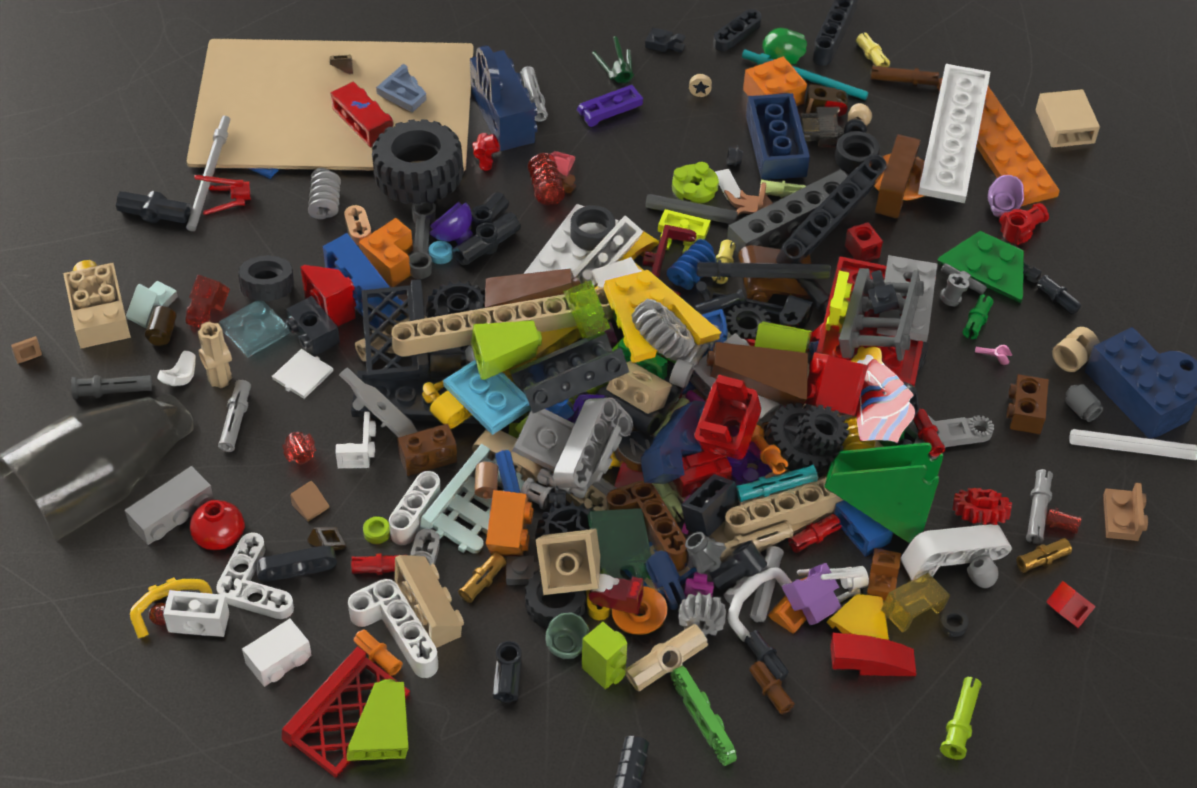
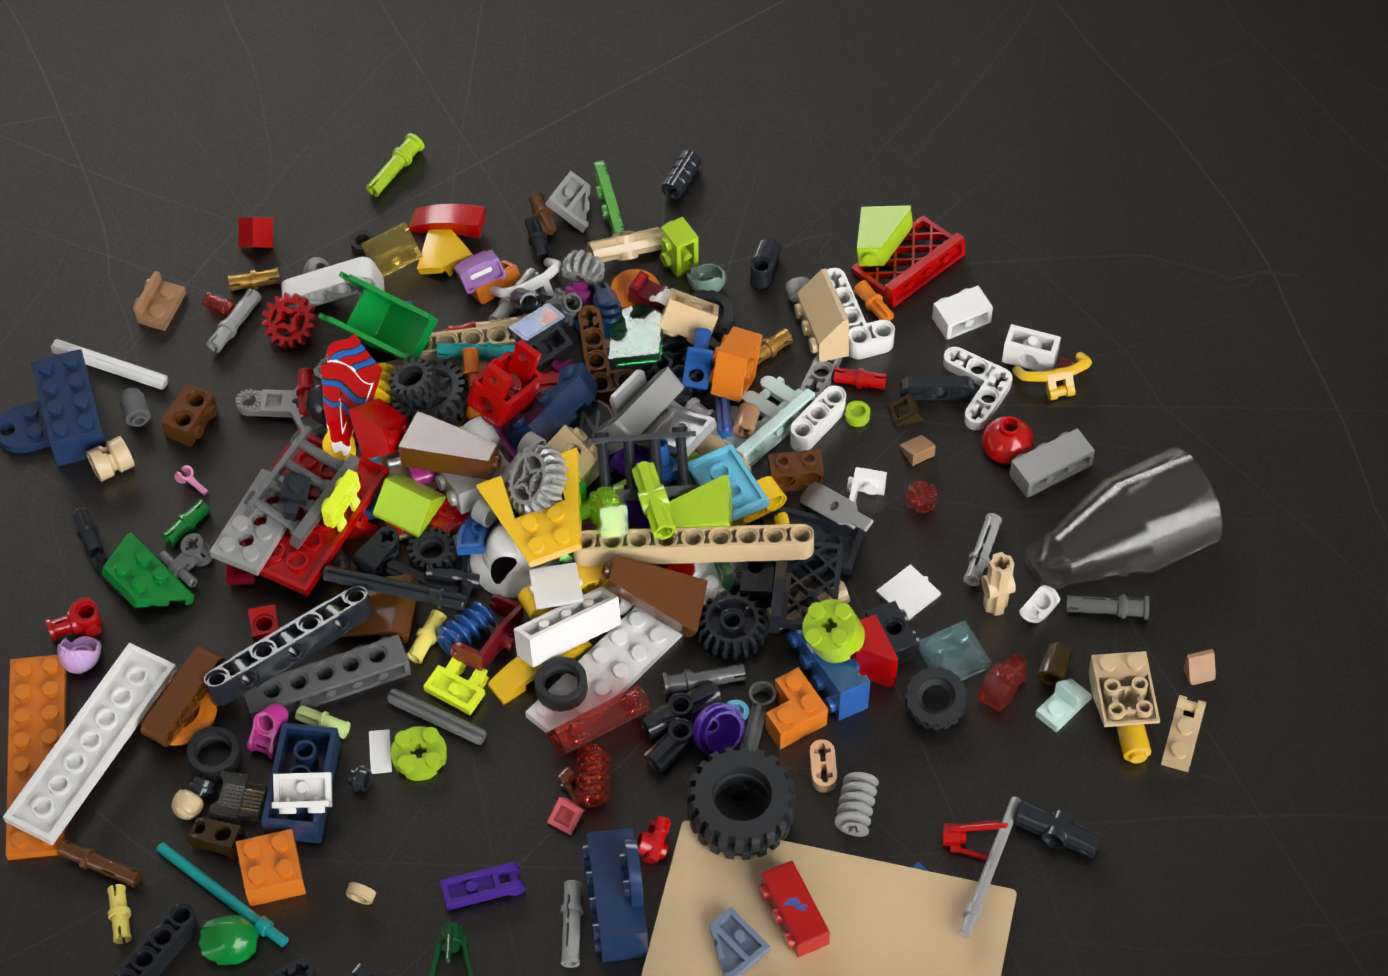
camera: 165 degrees left, 5 degrees up
(43, 297) = (1183, 734): none -> tan plate
(360, 265) = (833, 630): none -> lime brick
(462, 646) = (794, 286): none -> light grey piece
(485, 261) = (690, 680): none -> dark grey pin
(546, 512) = (698, 358): none -> blue bracket
(548, 328) = (653, 500): none -> lime piece
(551, 212) = (599, 720): none -> clear red brick
(723, 514) = (536, 323): none -> slope
(746, 708) = (571, 201): none -> light grey wing
(749, 204) = (365, 708): nougat piece -> none
(767, 100) = (302, 791): none -> white bracket
(820, 162) = (266, 733): none -> dark pink piece
(851, 578) = (436, 284): white plant -> none
(883, 573) = (409, 283): dark orange slope -> none

